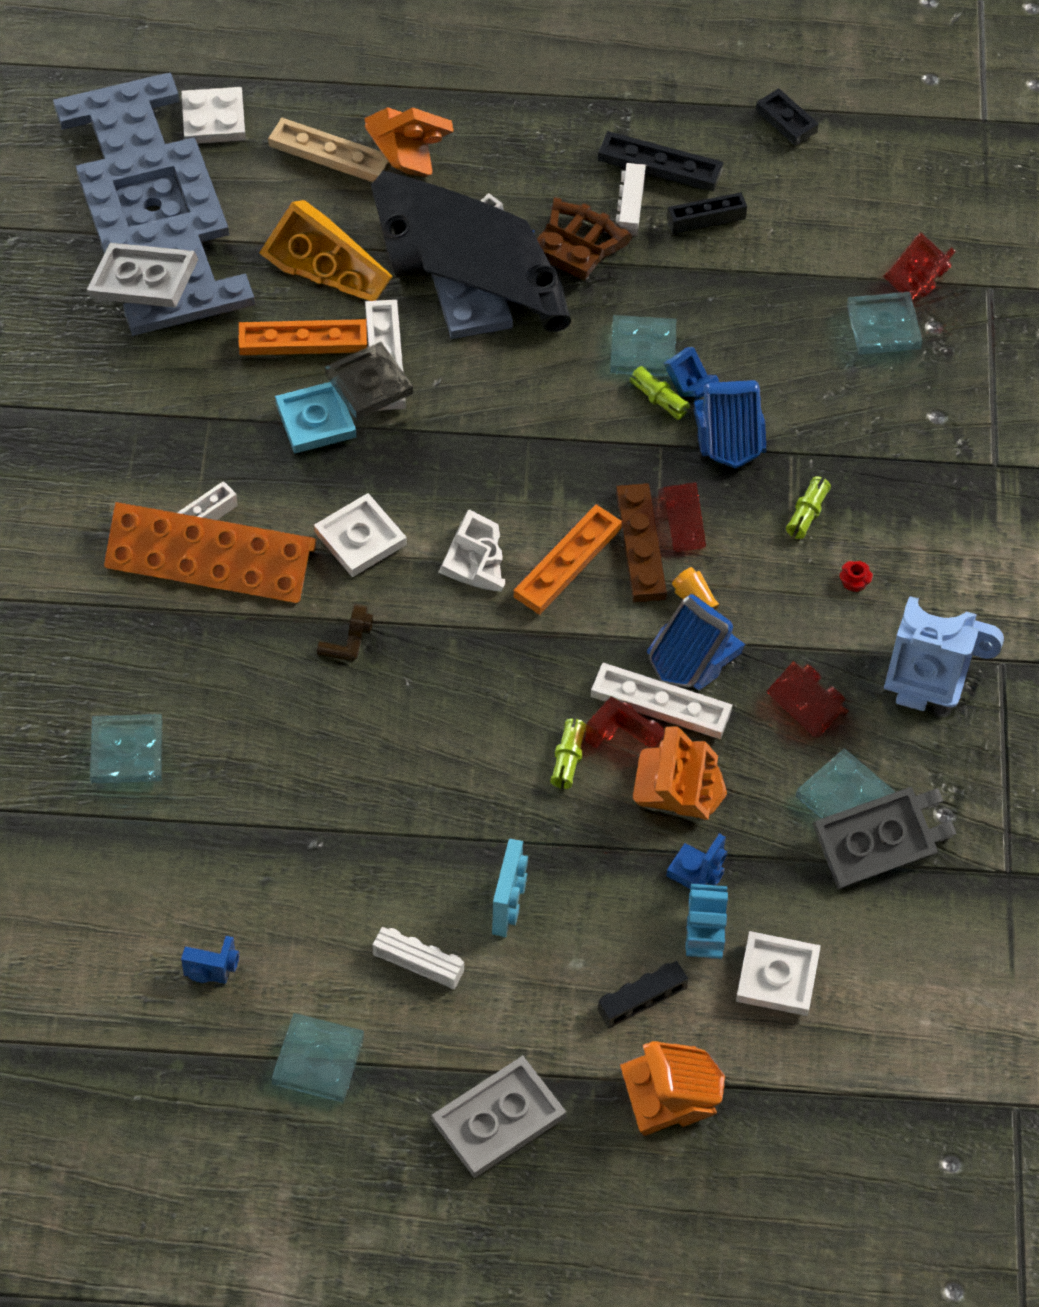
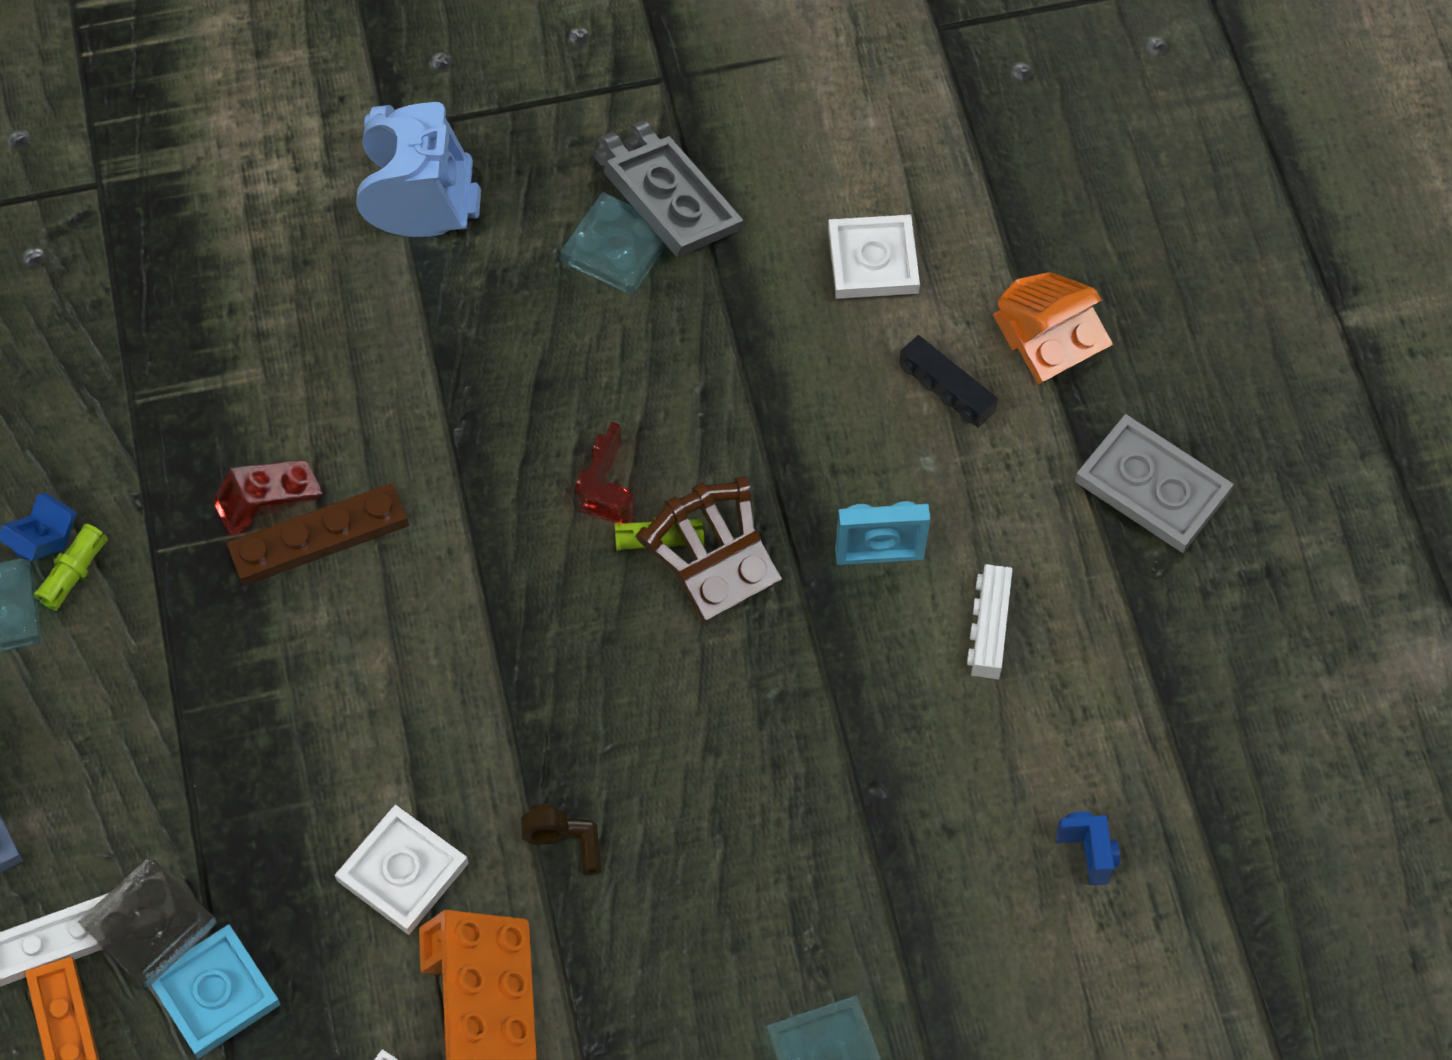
camera: 105 degrees left, 5 degrees up
(318, 1057) = (1156, 694): clear light blue plate -> none
(475, 554) = (389, 722): white slope -> none
(517, 781) = (726, 574): none -> plate
(567, 559) = (372, 606): orange plate -> none
(662, 700) = (553, 452): white plate -> none
(679, 776) = (663, 406): orange piece -> none
(693, 583) = (380, 453): light orange cone -> none
(693, 645) = (470, 430): blue piece -> none
(696, 867) = (771, 352): blue bracket -> none
(706, 921) = (848, 324): dark azure gear -> none
(731, 422) = (112, 465): blue piece -> none
(807, 699) = (503, 300): clear red bracket -> none
(808, 507) = (218, 359): lime pin -> none
(855, 582) = (309, 299): red plate -> none

